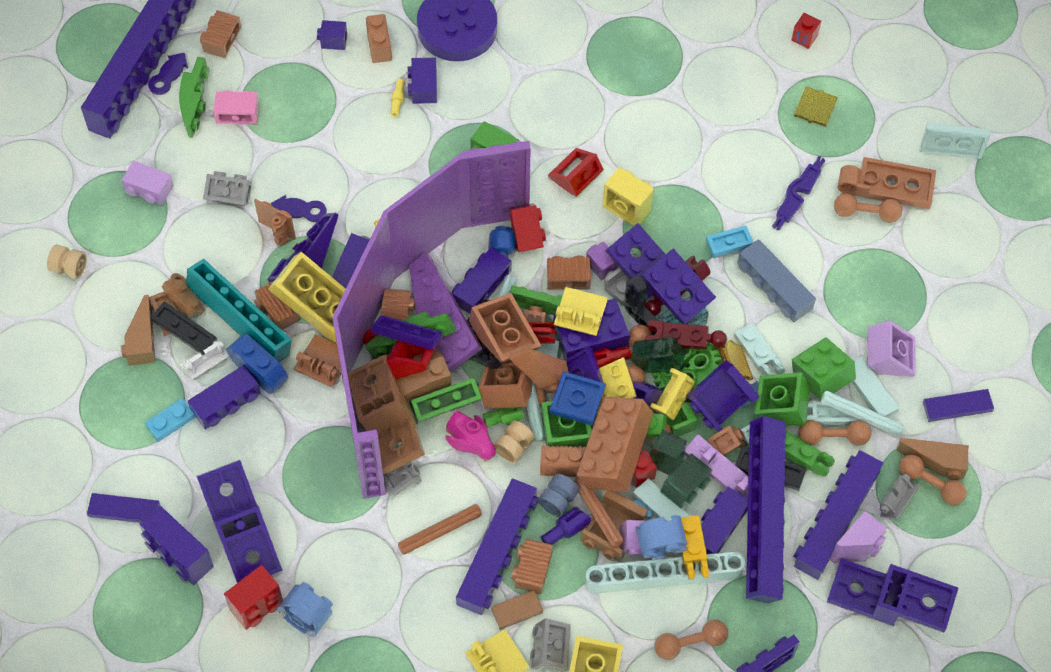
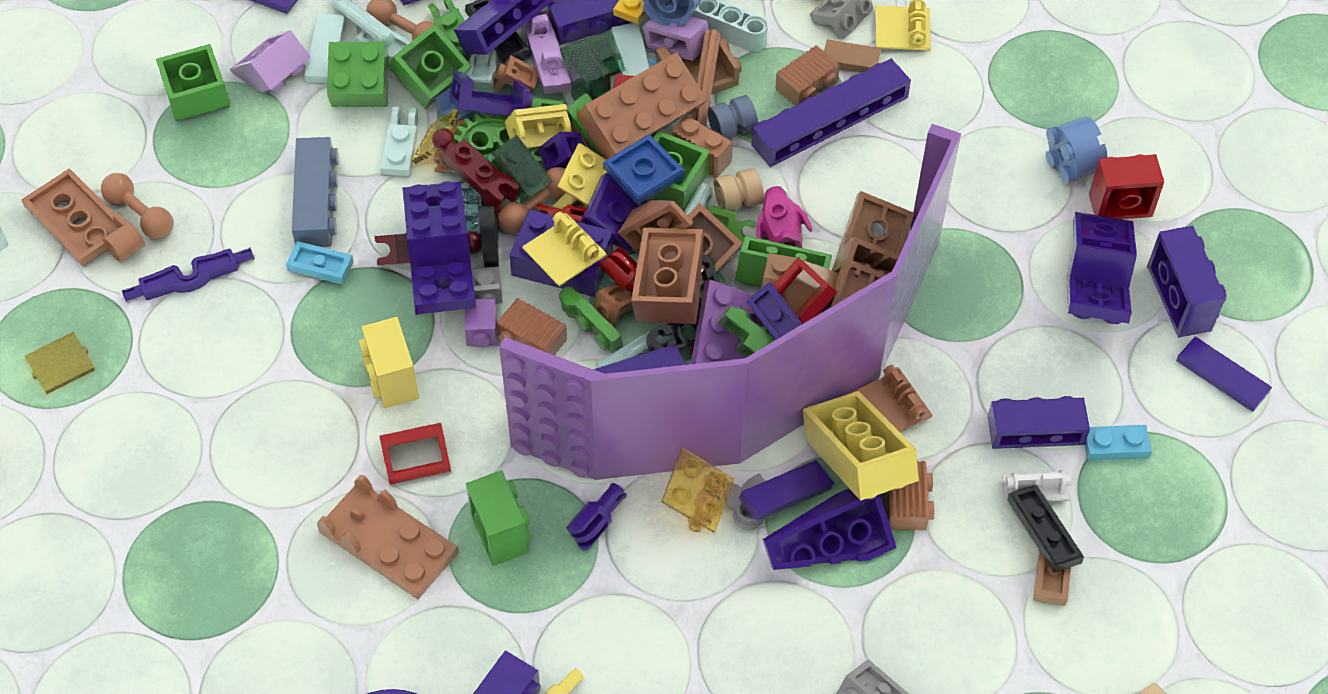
camera: 145 degrees left, 5 degrees down
(139, 337) = (1106, 556): medium nougat slope -> none
(182, 296) = (1022, 578): medium nougat hinge -> none
(237, 309) = (965, 508): teal brick -> none
(259, 363) = (977, 430): blue brick -> none
(277, 220) = (841, 587): nougat hinge -> none
(299, 208) = (795, 620): dark purple brick -> none
(439, 529) = (871, 163): nougat axle -> none
(551, 120) = (387, 538): none -> nougat hinge
(567, 526) = (752, 89): dark purple arm -> none
(919, 300) = (193, 82): none -> bright green brick

